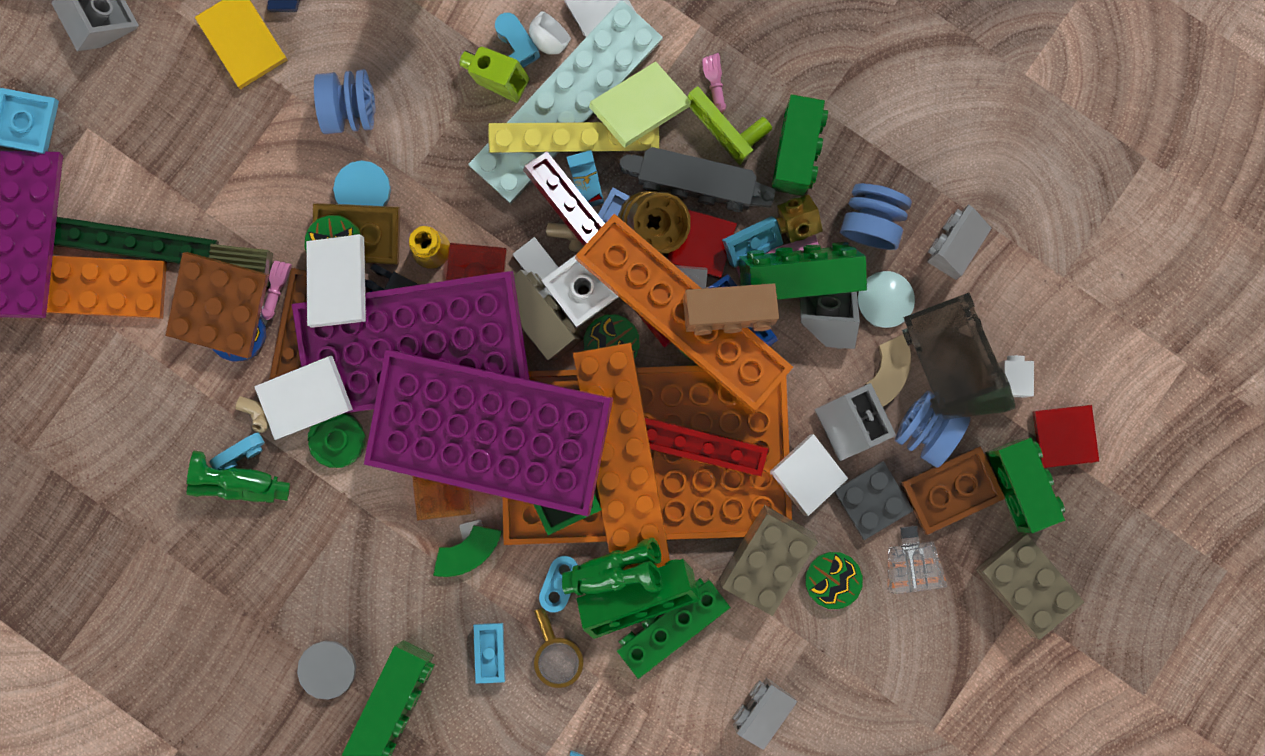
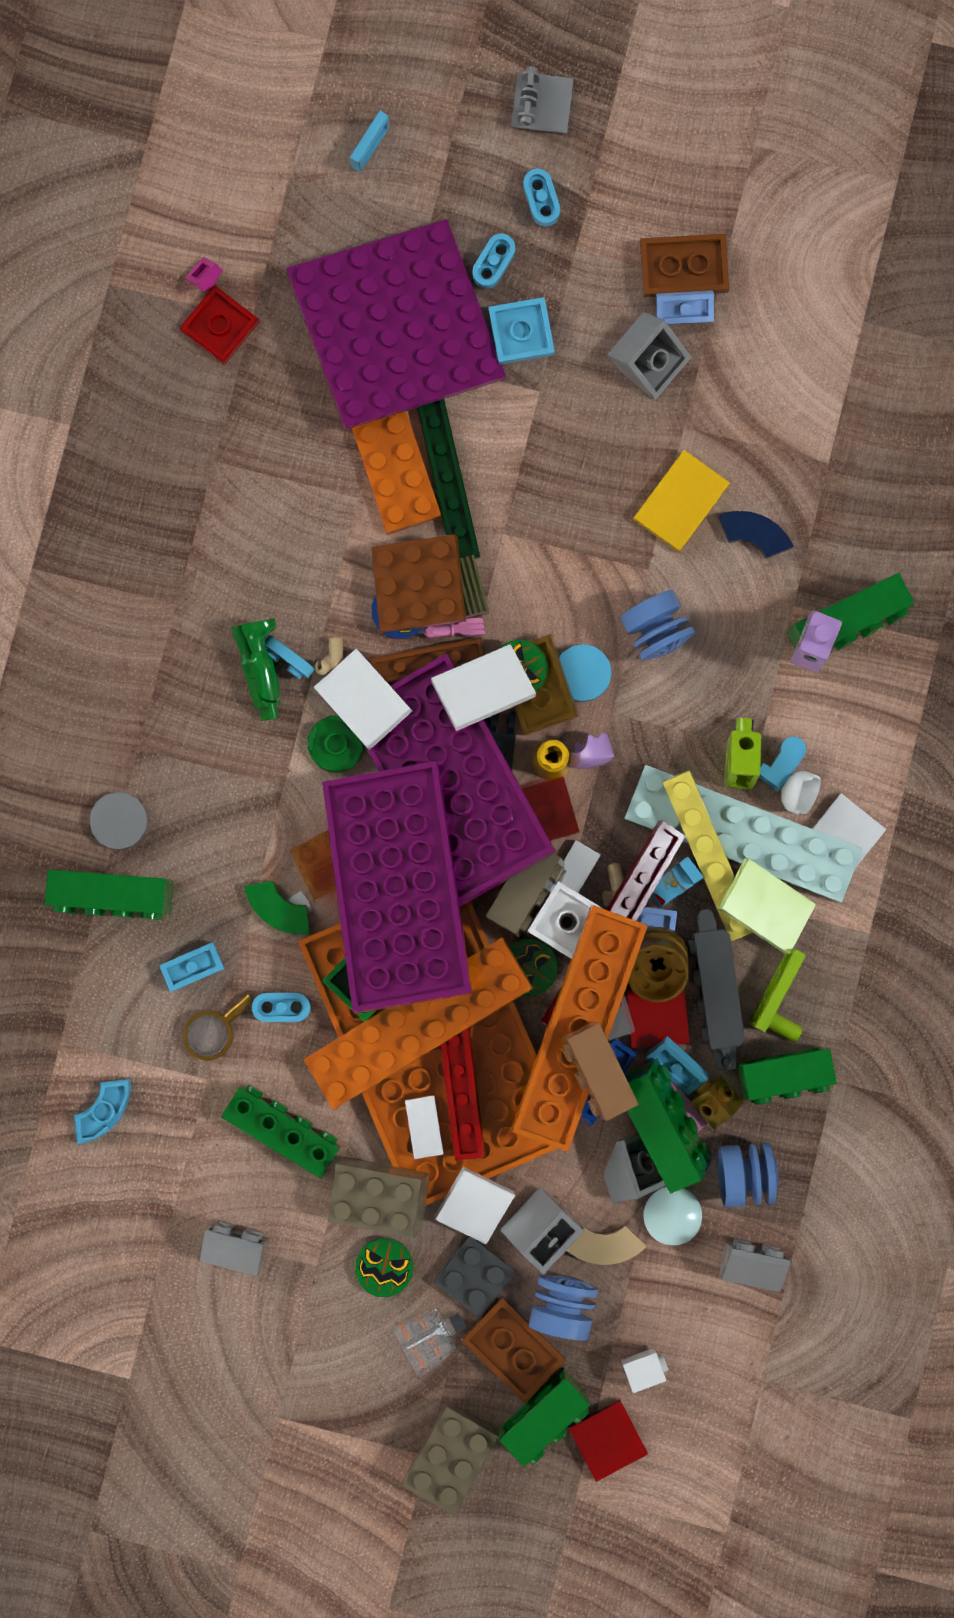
camera: 65 degrees right, 0 degrees up
(439, 207) = (593, 753): none -> lavender hair
(607, 571) = (307, 1051): green piece -> none
(633, 604) = (295, 1087): green brick -> none
(713, 73) = (827, 964): bright pink piece -> none
(719, 493) = (424, 1127): none -> white tile
(958, 360) = (637, 1307): clear smoke windscreen -> none

